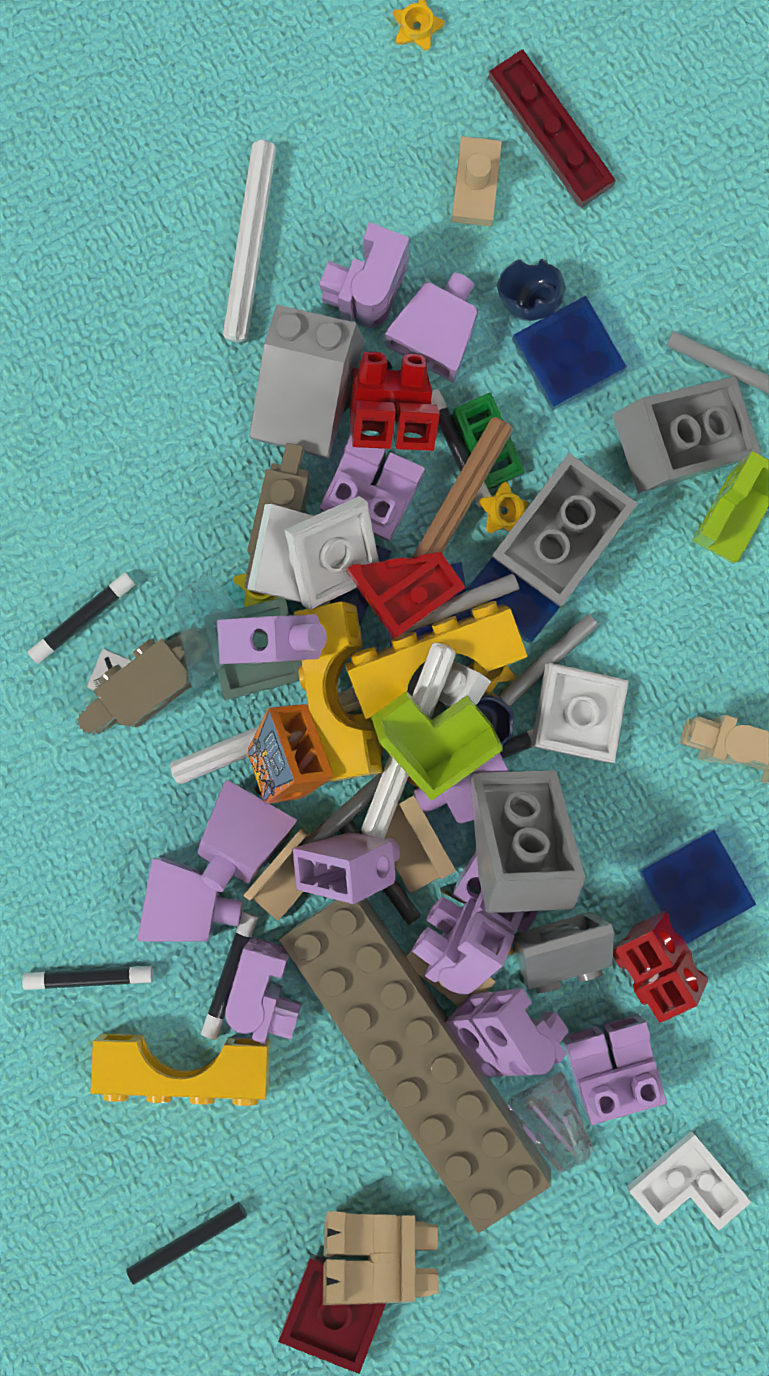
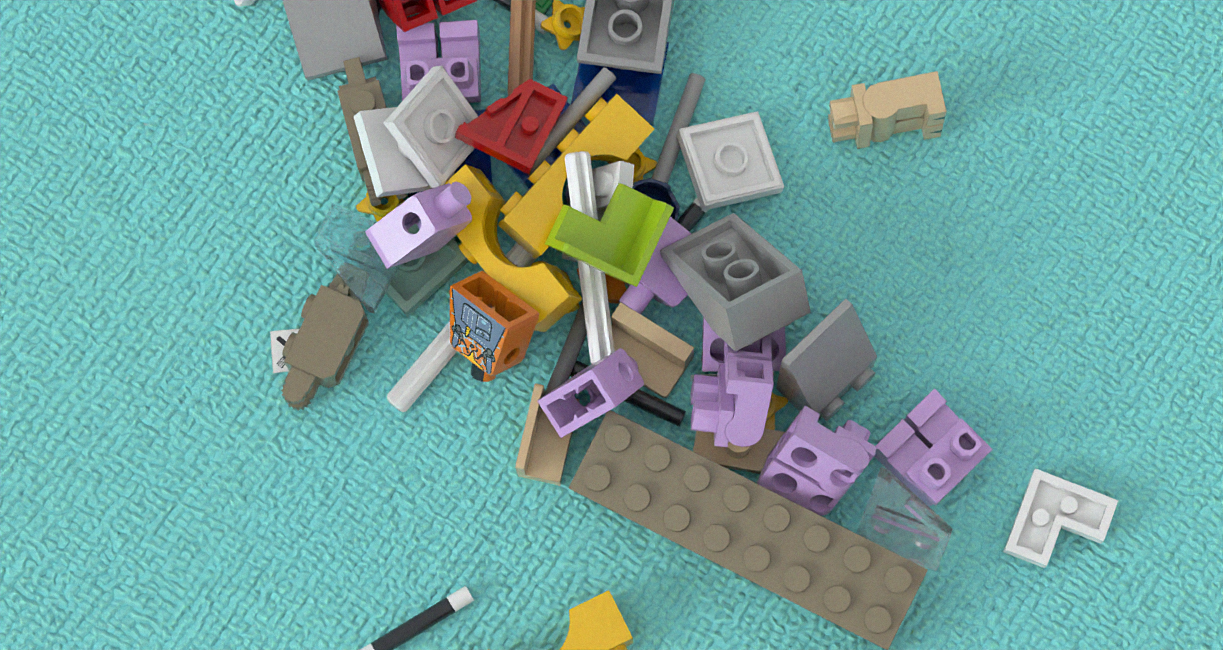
camera: 20 degrees left, 10 degrees down
(81, 618) = (236, 313): black bar -> none
(182, 906) = (466, 510): lavender torso -> none
(222, 993) = (541, 556): black bar -> none
(241, 836) = (486, 419): lavender torso -> none
(256, 1002) = (577, 560): lavender hips -> none
(661, 967) = (921, 327): red hips -> none
(697, 886) = (916, 255): clear blue plate -> none

